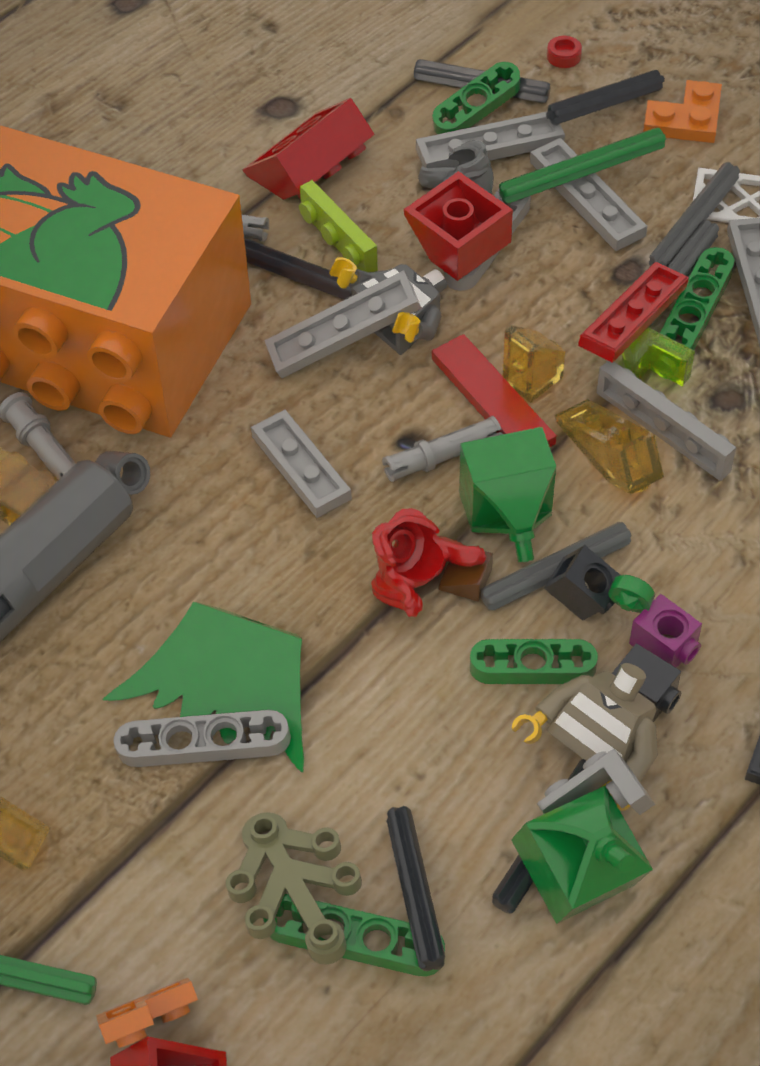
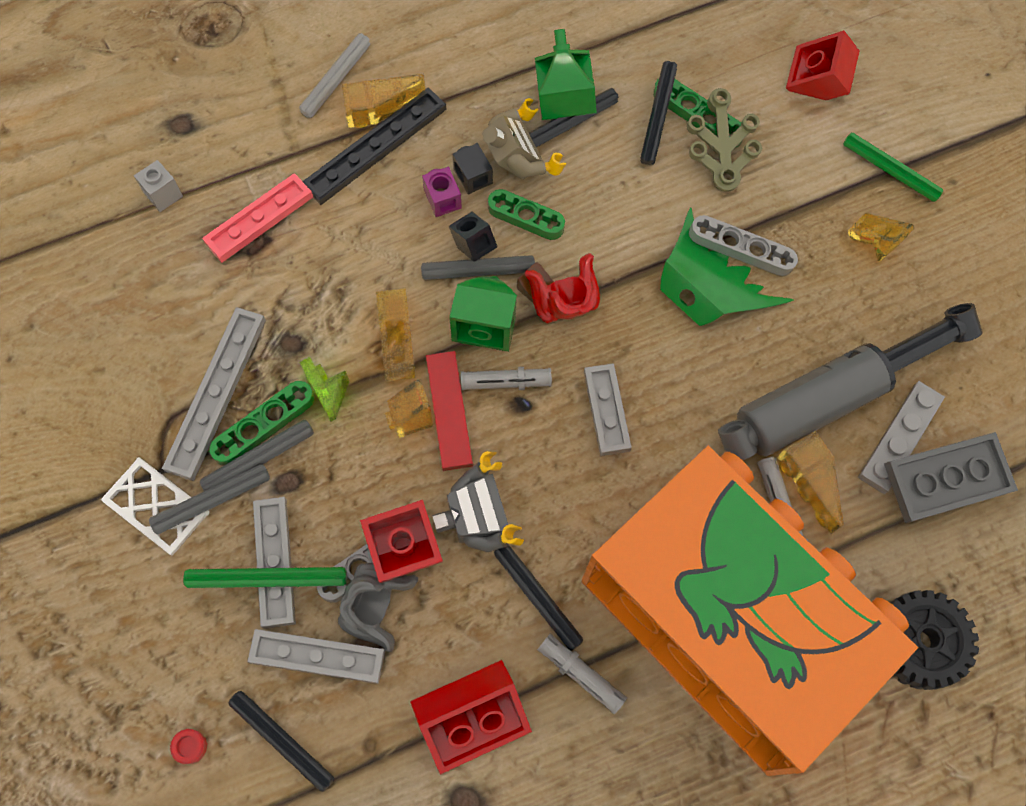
camera: 160 degrees left, 15 degrees up
(127, 1022) = (834, 109): orange plate -> none
(337, 227) = (488, 611): lime plate -> none
(342, 324) = (531, 496): light grey plate -> none
(480, 85) = (276, 701): green beam -> none
(597, 772) = (535, 104): light grey bracket -> none
(604, 97) = (195, 657): black axle -> none
(631, 593) = (453, 205): green tile -> none
(633, 312) = (319, 409): red tile -> none
(666, 420) = (350, 345): light grey plate -> none
(693, 119) = (137, 609): orange plate -> none

